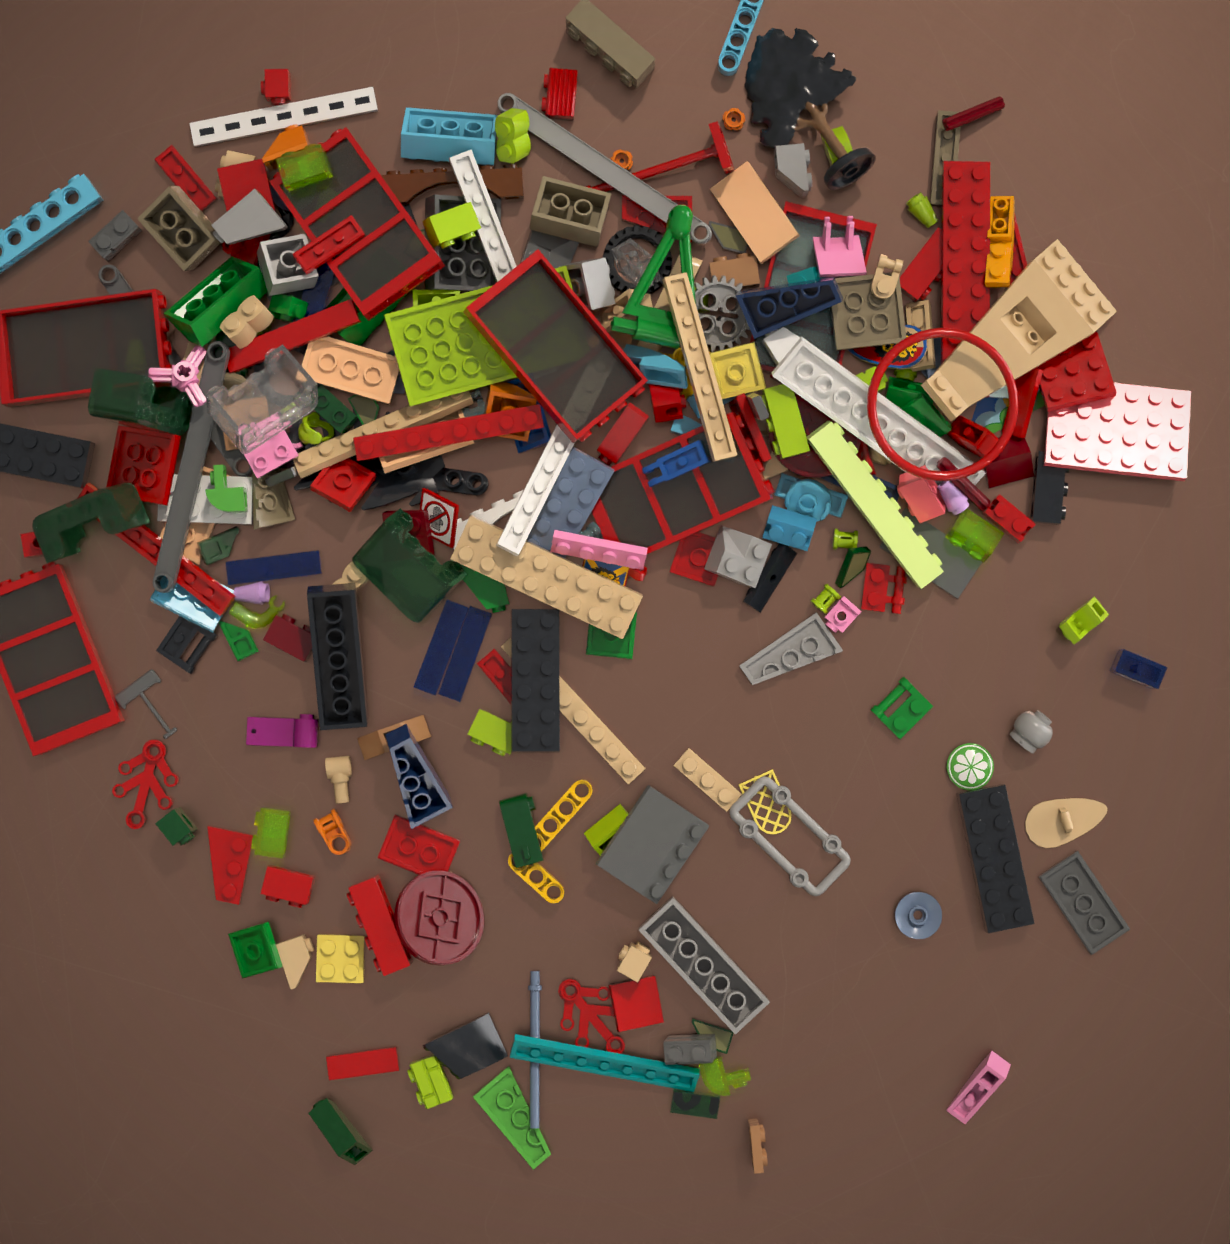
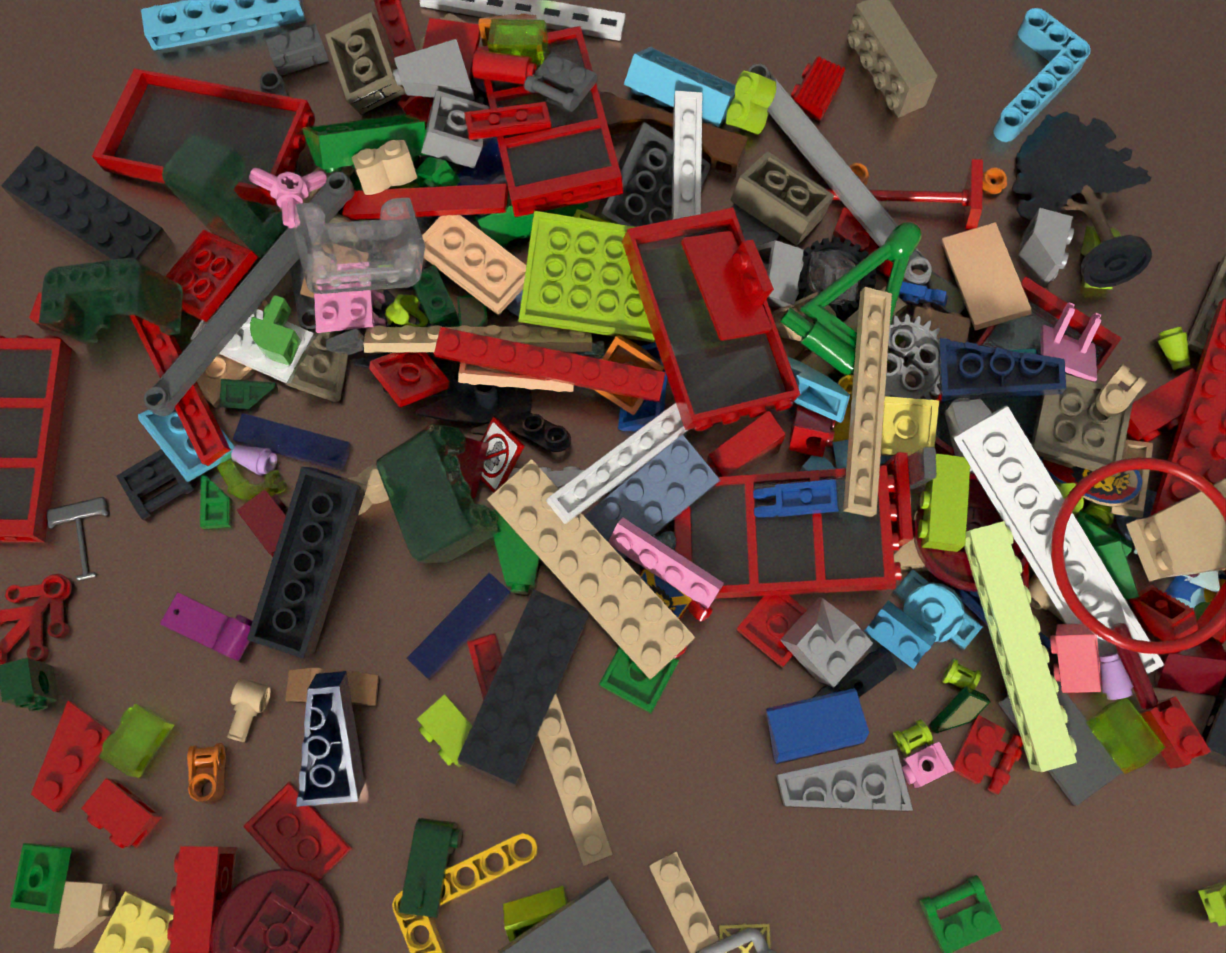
camera: 20 degrees right, 15 degrees down
(304, 197) = (502, 67): none -> red brick
(356, 184) = (564, 75): none -> dark grey plate
(441, 647) = (434, 606): clear blue plate -> none
(451, 225) = (648, 155): lime brick -> none
(560, 315) = (730, 282): none -> red bracket
(705, 250) = (914, 293): none -> blue plate
(753, 620) = (816, 725): none -> blue slope

